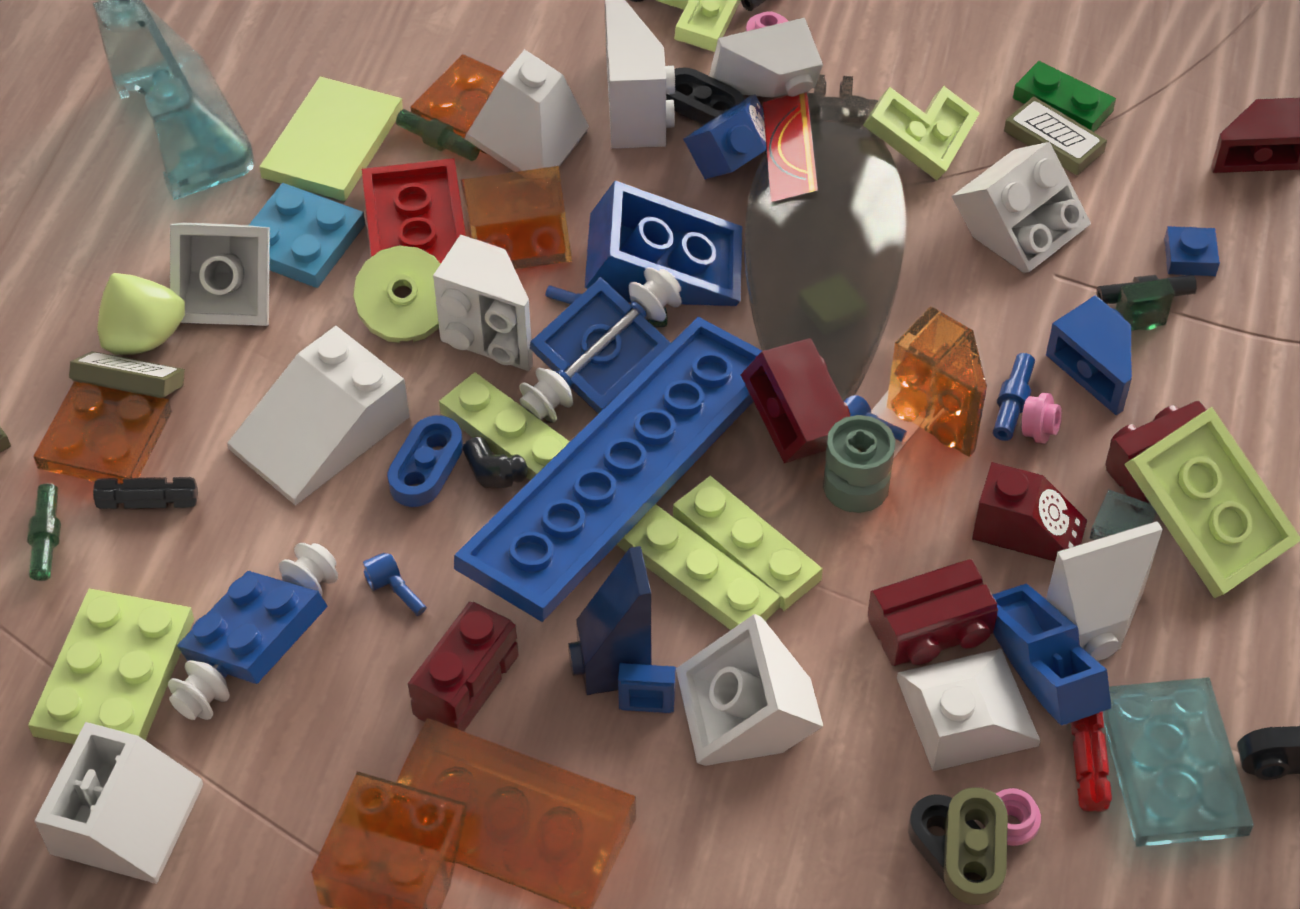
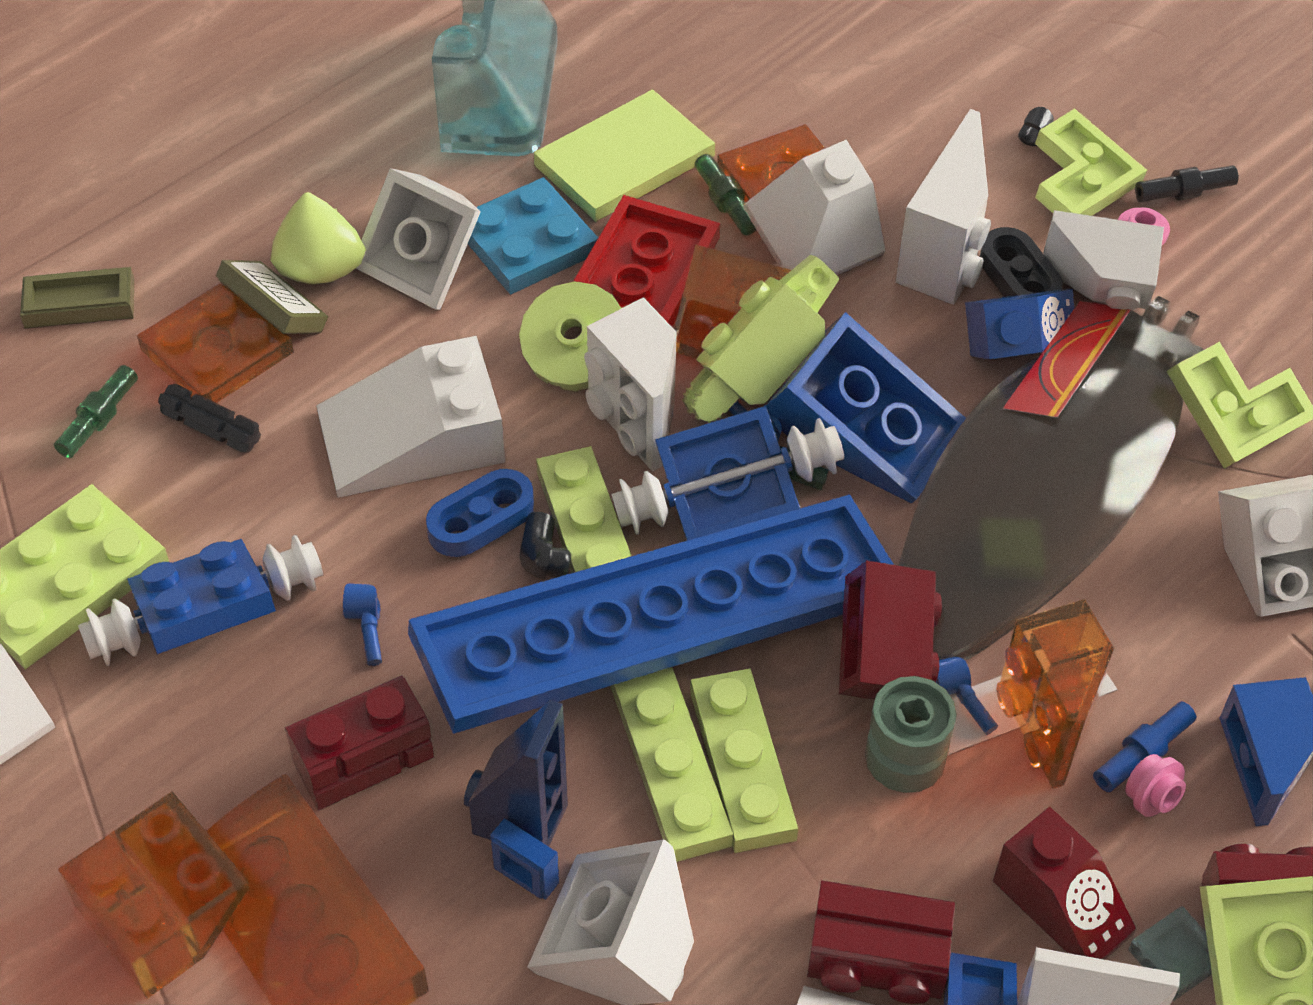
camera: 30 degrees right, 0 degrees up
(561, 231) = (762, 341): none -> yellowish green hinge

